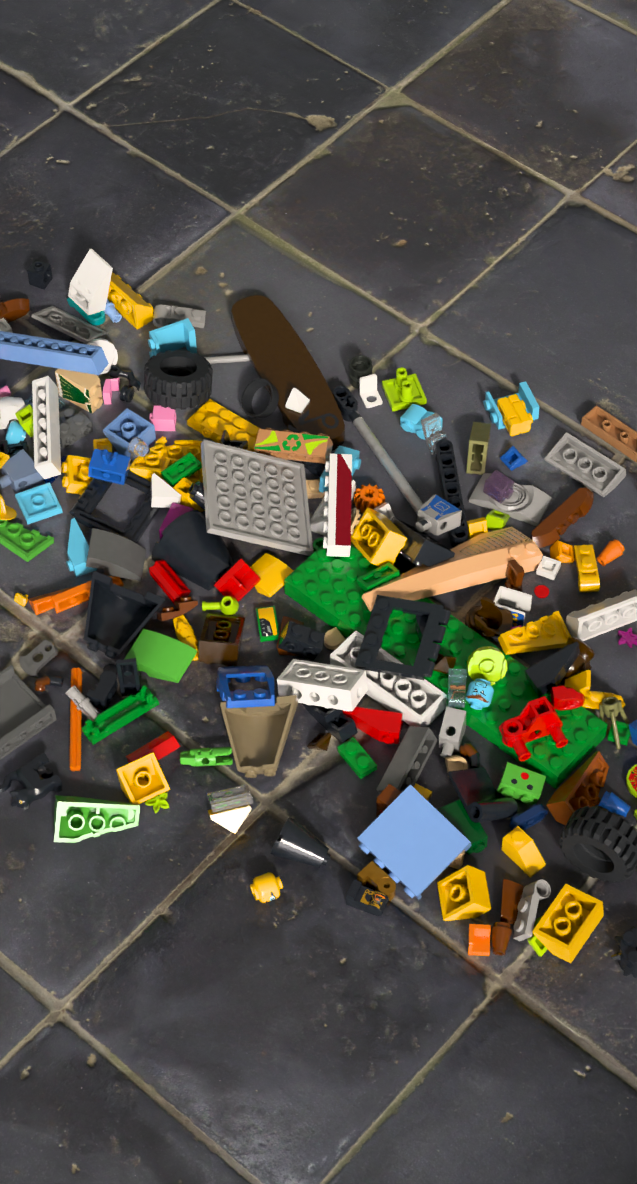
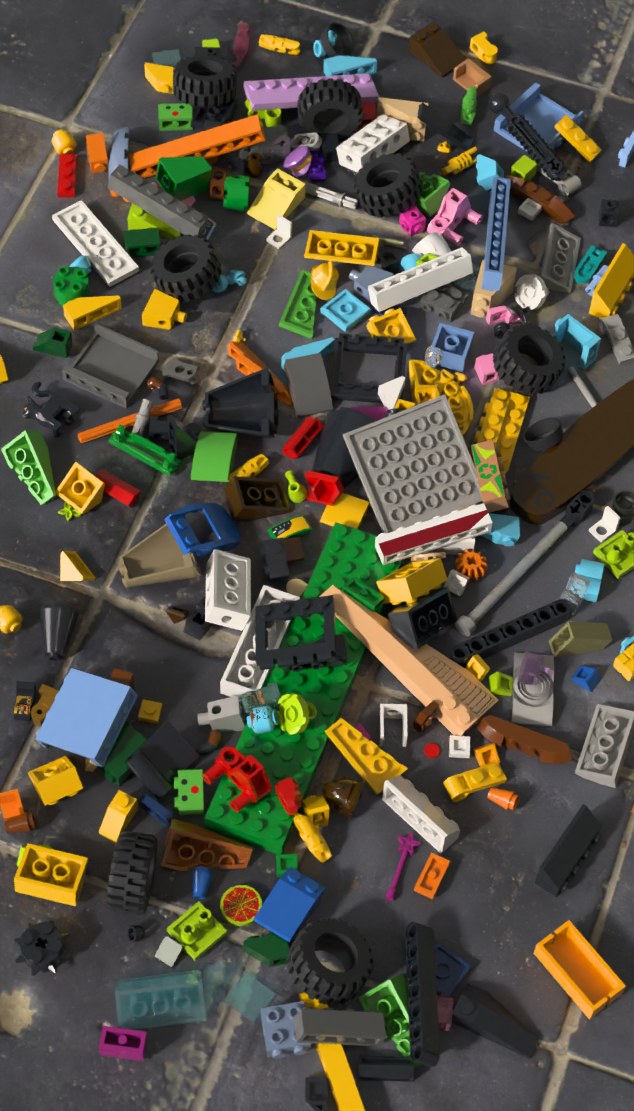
camera: 65 degrees right, 5 degrees up
(91, 283) = (601, 250): white slope -> none
(102, 444) = (428, 333): yellow plate -> none
(109, 466) = (398, 341): blue brick -> none
(182, 468) = (418, 395): green plate -> none
(182, 606) = (277, 456): reddish brown slope -> none
(206, 756) = (125, 528): bright green hinge -> none
(225, 439) = (471, 429): black plate -> none
(229, 798) = (88, 561): clear plate -> none
(297, 401) = (552, 463): white slope -> none
(357, 758) = (173, 649): green plate -> none
(379, 724) = (212, 655): red slope -> none
(409, 759) = (175, 689): dark grey brick -> none
(438, 516) = (461, 622): light grey torso -> none
(444, 662) = (290, 681): dark brown slope -> none
(456, 763) = (192, 732): tan tile -> none
(489, 619) = (367, 716): dark brown helmet -> none
(511, 896) = (63, 822): reddish brown slope -> none
(528, 908) = (56, 834): light grey plate -> none
(552, 669) = (314, 774): black slope -> none
(611, 707) = (298, 843): olive plant -> none

